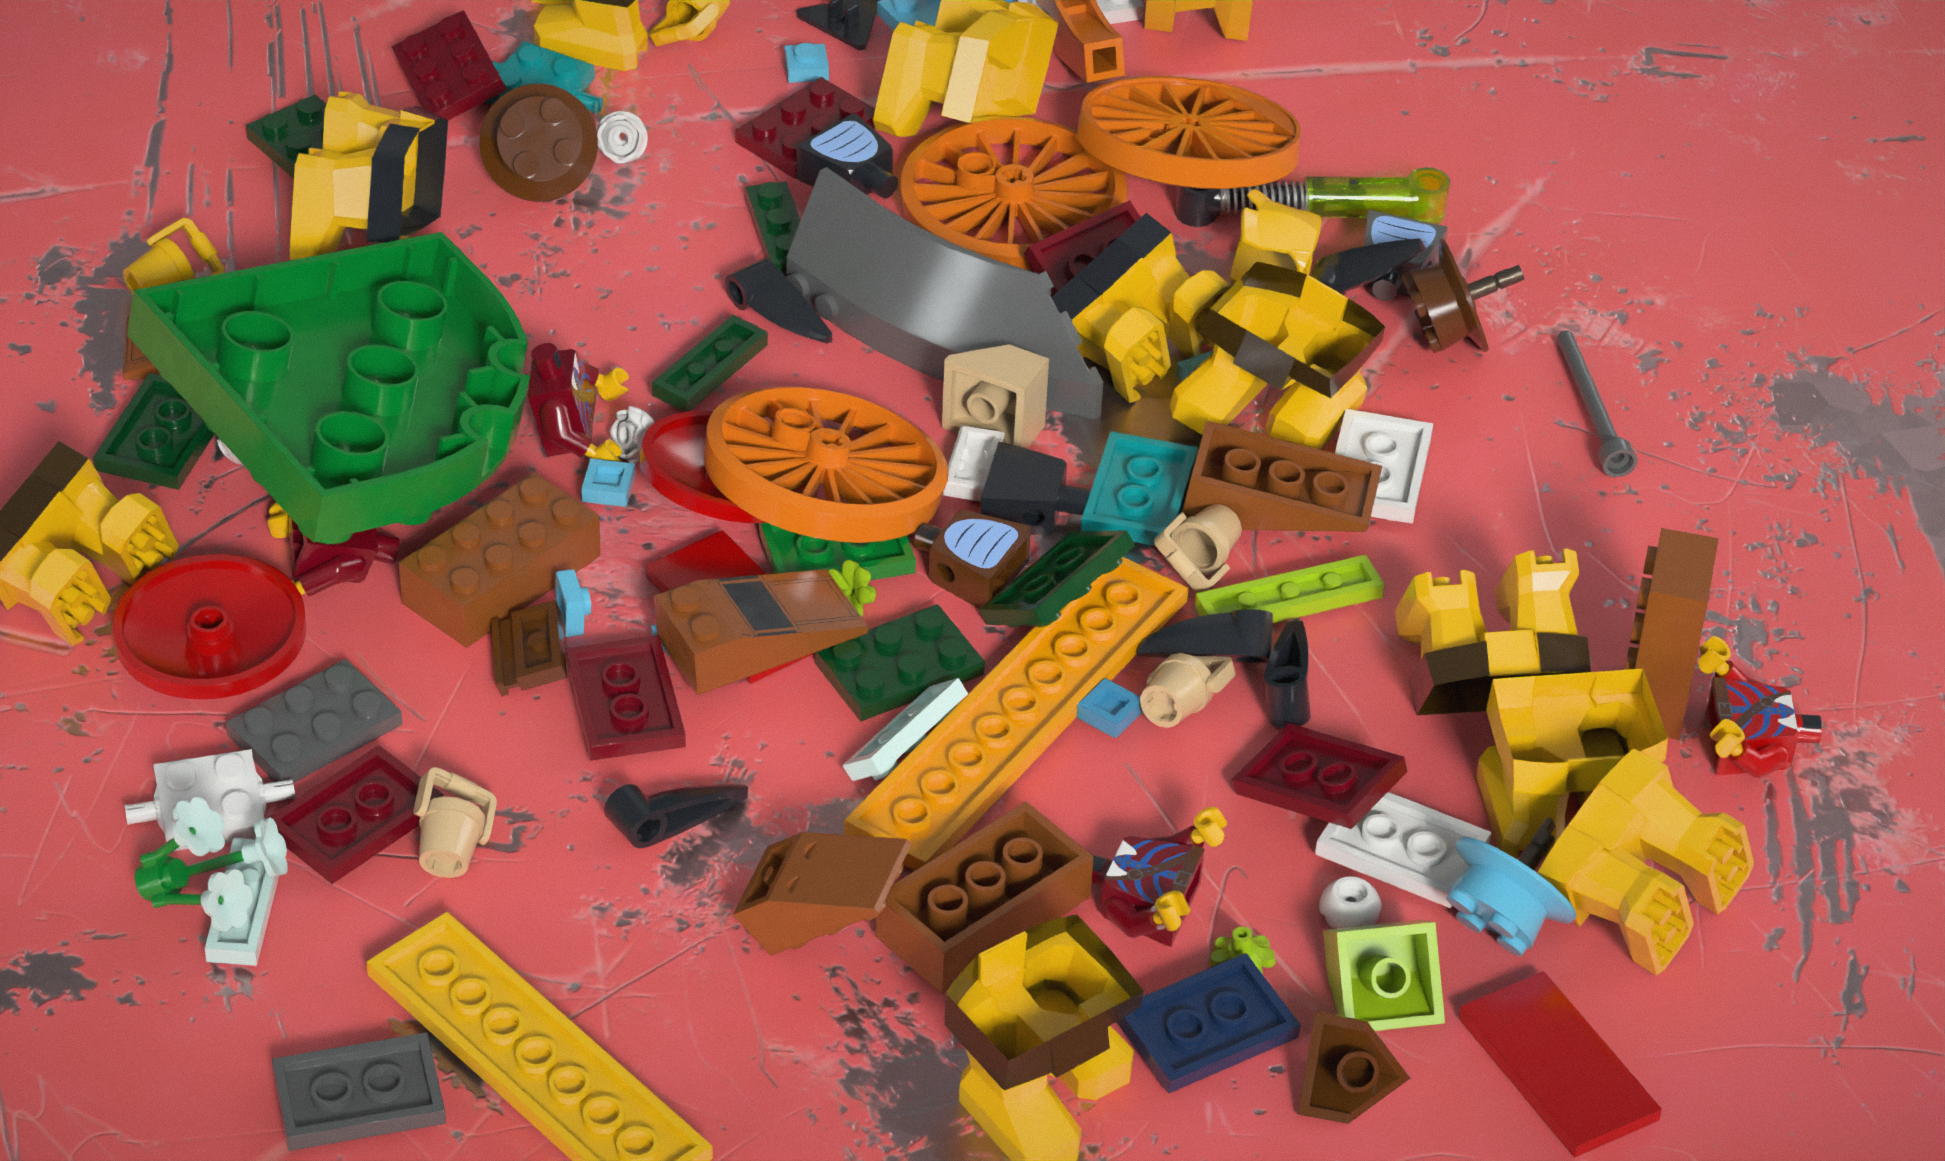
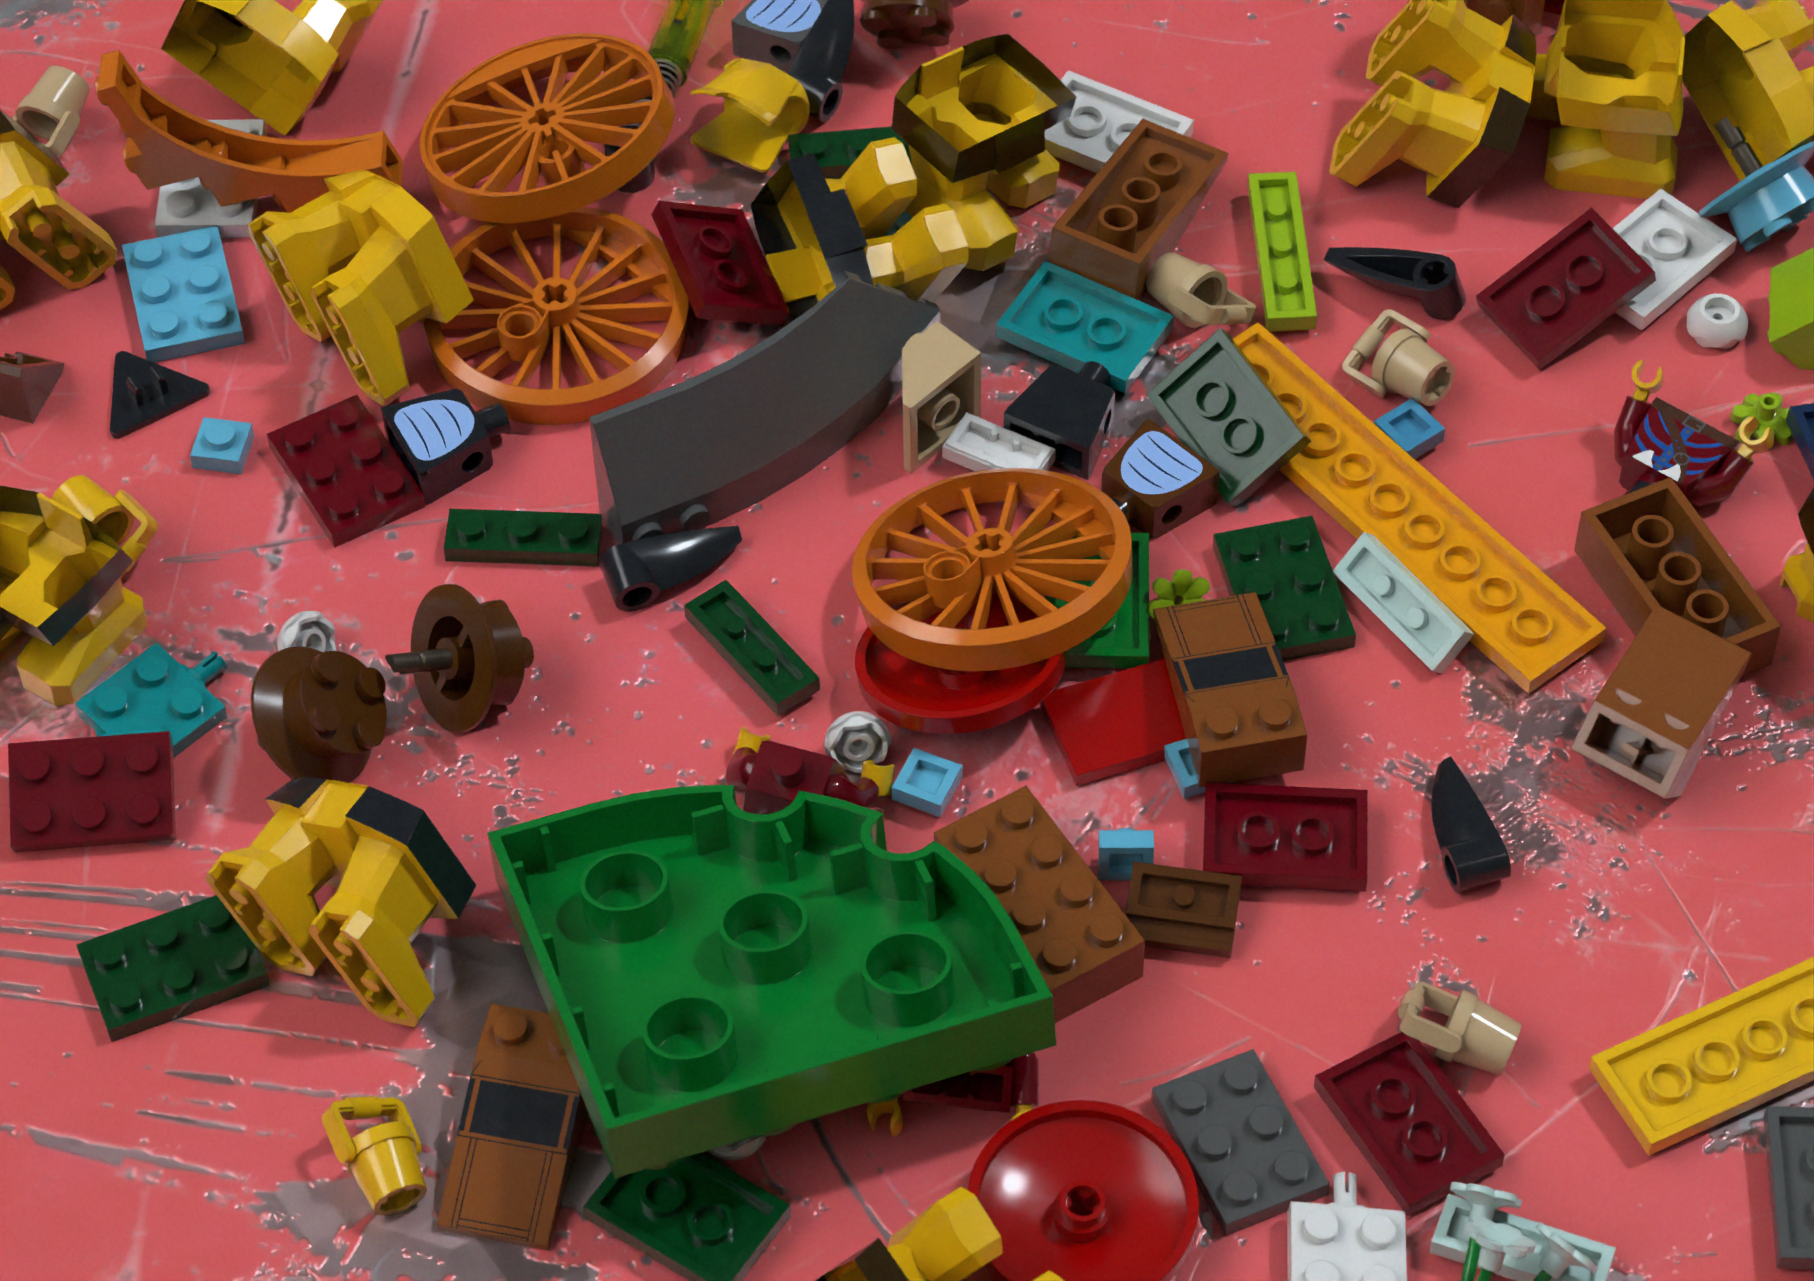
camera: 70 degrees left, 10 degrees up
(623, 203) = (464, 656): none -> reddish brown piece
(1238, 634) = (1341, 317): black piece -> none

